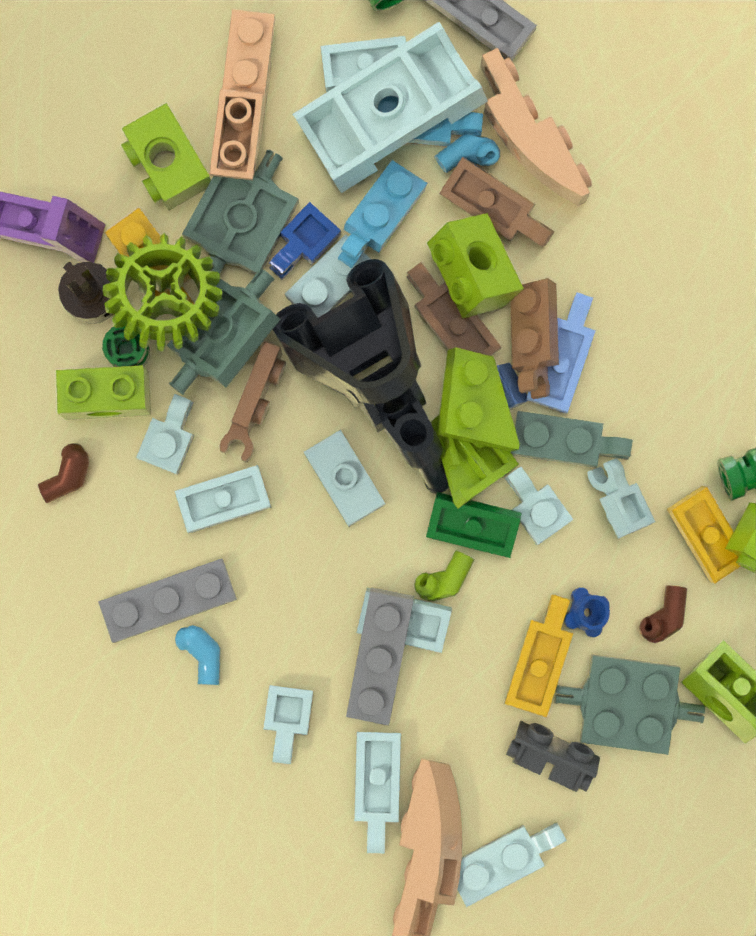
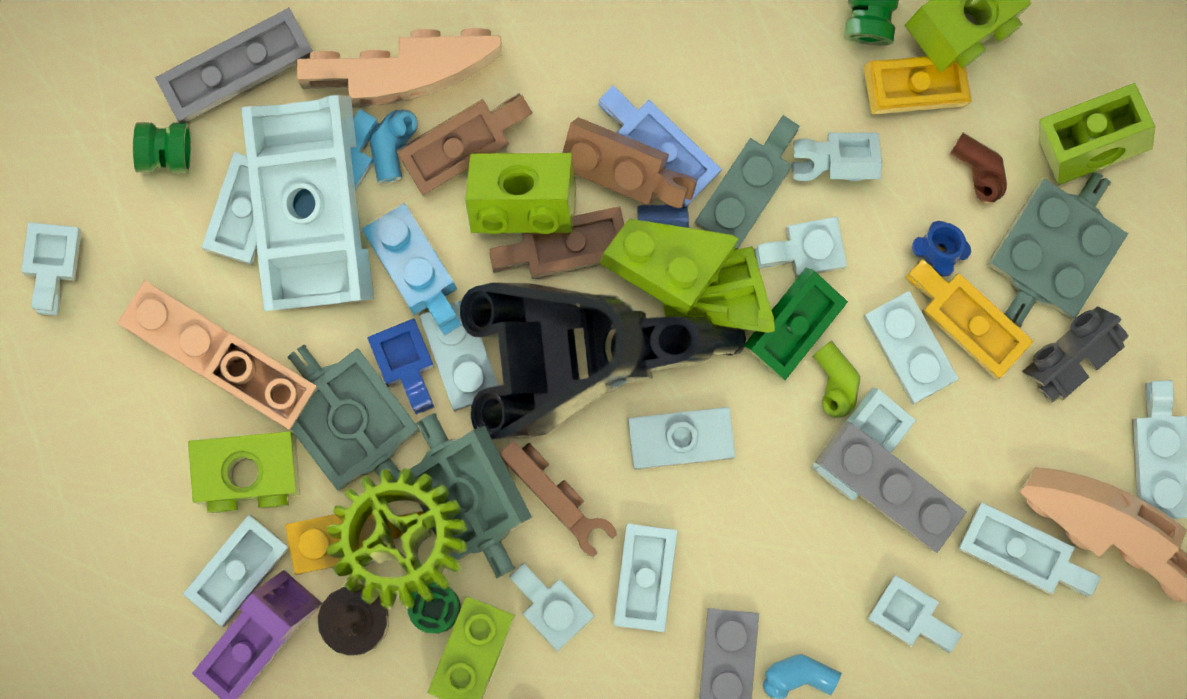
camera: 70 degrees left, 0 degrees up
(88, 186) = (236, 570): none -> light aqua plate
(498, 624) = (910, 347): none -> light aqua plate

